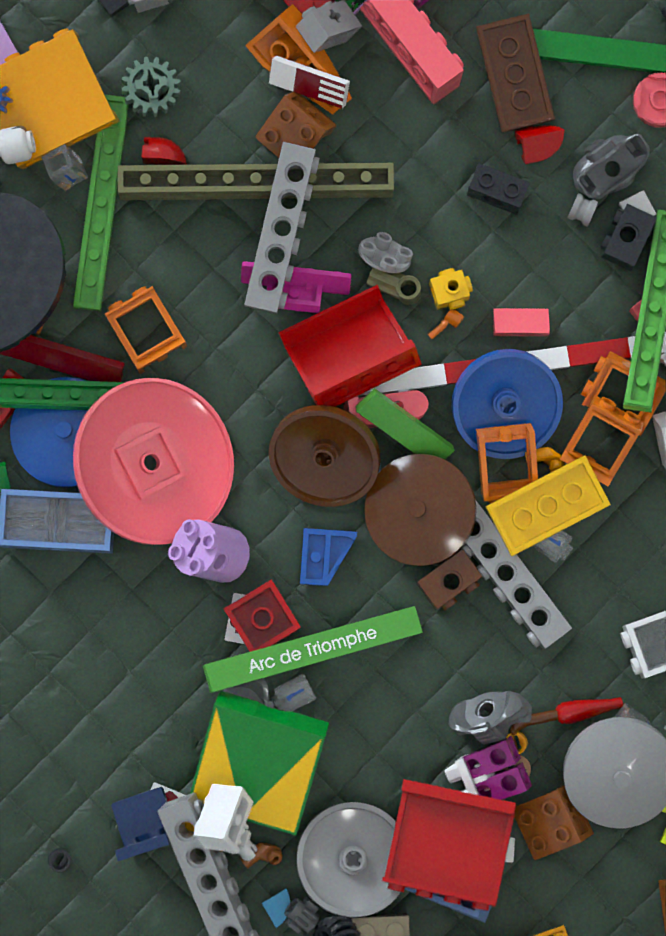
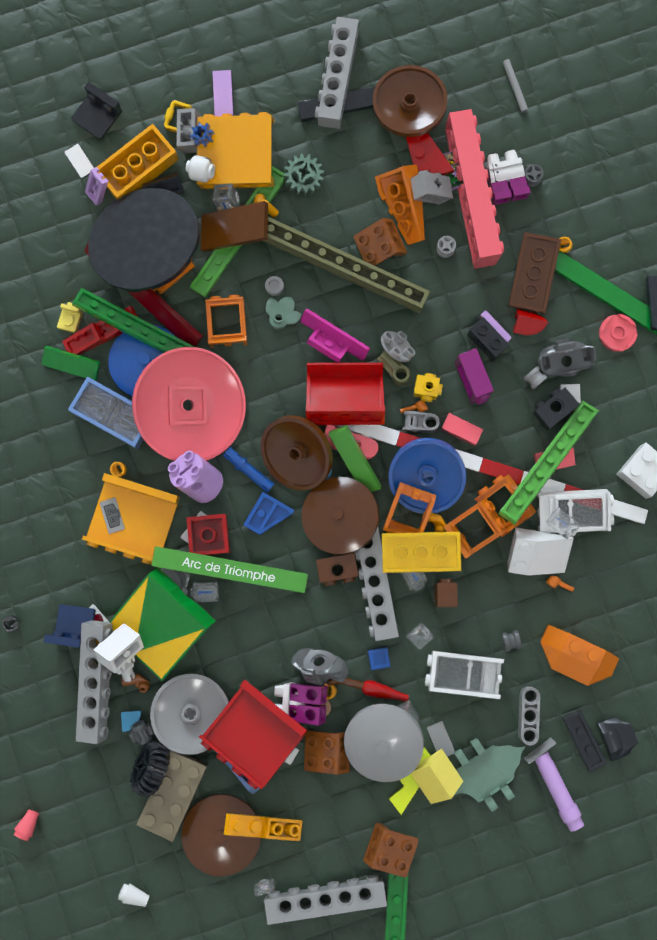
camera: 30 degrees right, 0 degrees up
(96, 198) = (234, 226): none -> reddish brown tile
(97, 595) = (115, 470): none -> light orange hinge
(121, 655) = (112, 515): none -> sticker
(122, 152) = (272, 211): none -> light orange arm
(149, 647) = (145, 515): none -> light orange panel
(162, 152) = (291, 218): red brick -> none
(184, 251) = (274, 286): none -> light grey tile
(212, 278) = (283, 309): none -> sand green plate
(270, 508) = (250, 471): none -> blue pin
(290, 157) = (366, 256): light grey brick -> none
(309, 82) = (402, 217): tile -> none
(385, 87) = (446, 242): none -> light grey wheel
(461, 339) = (418, 423): none -> light grey piece
(498, 165) = (496, 325): none -> lavender tile
(504, 246) = (474, 376): none -> magenta window
(534, 13) = (565, 241): none -> light orange hinge
(559, 669) = (379, 658): none -> blue tile
(598, 614) = (420, 636): none -> clear tile
(605, 544) = (445, 593): none -> reddish brown brick

